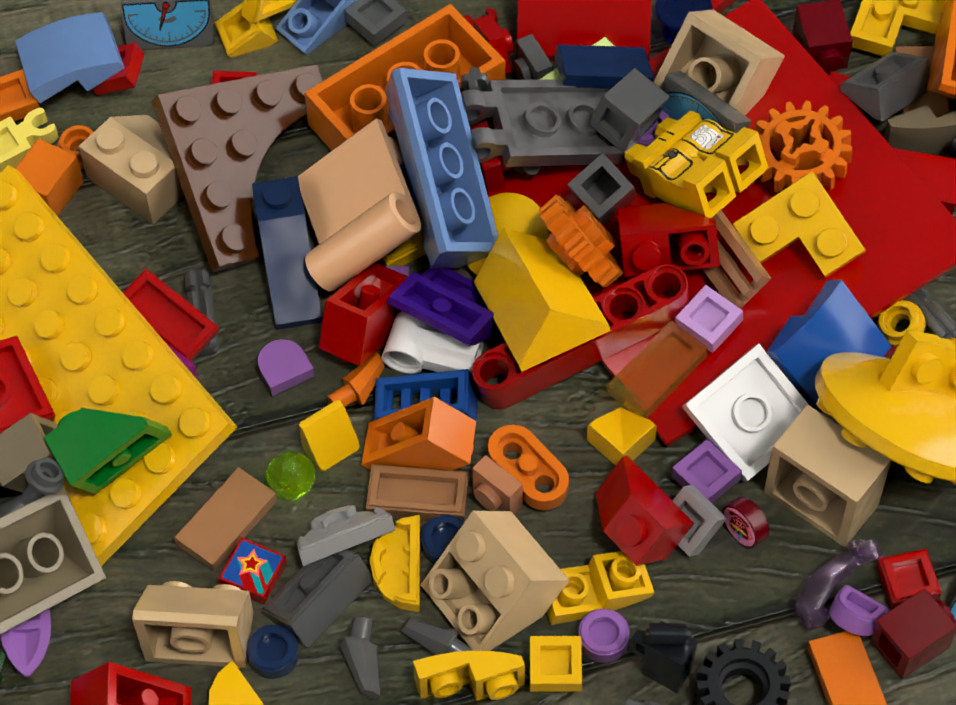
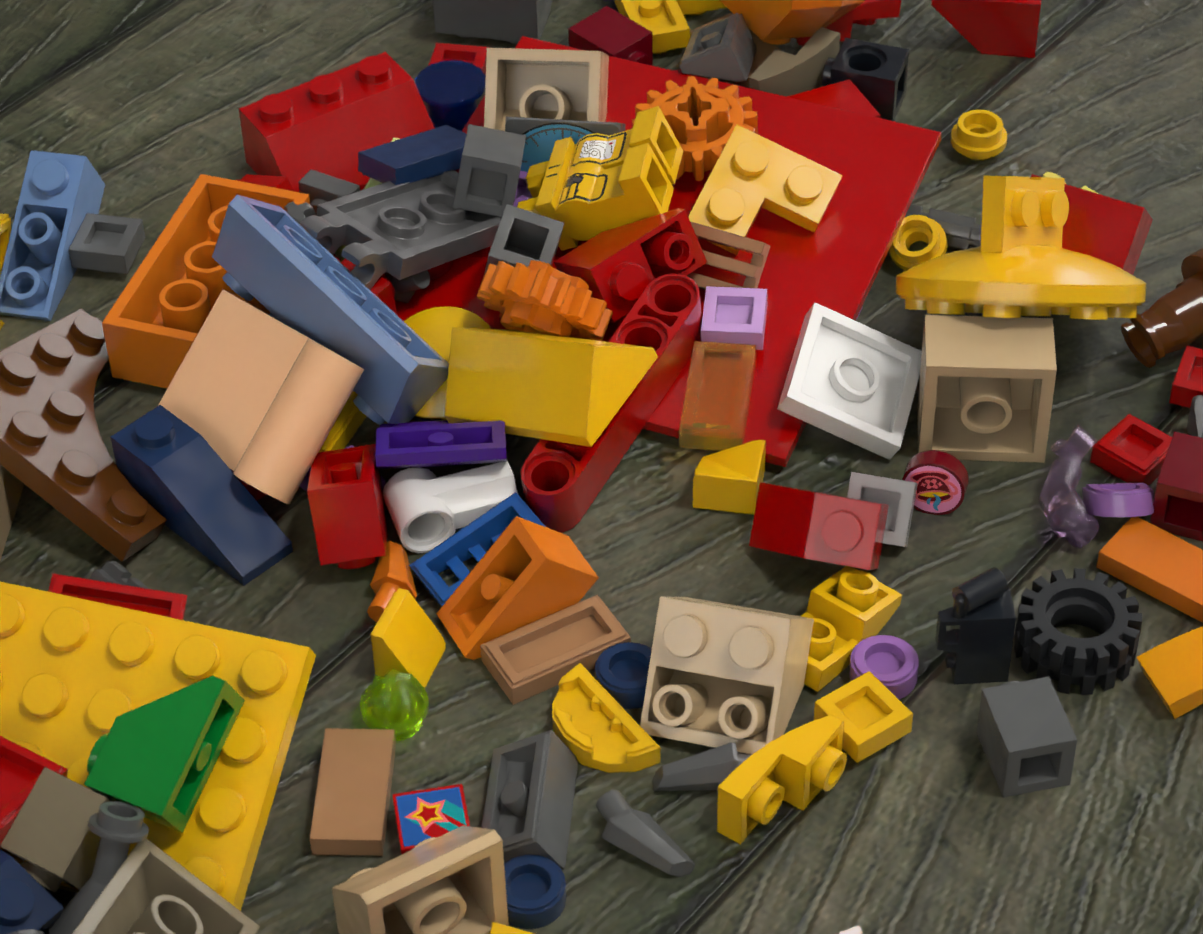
camera: 35 degrees left, 15 degrees down
(283, 366) = (288, 608): medium lavender tile -> none
(341, 530) = (502, 726): light grey tile -> none
(496, 487) = (640, 582): nougat plate -> none
(532, 468) = (659, 555): orange plate -> none
(707, 470) = (848, 453): medium lavender plate -> none
(829, 327) = (865, 272): blue slope -> none

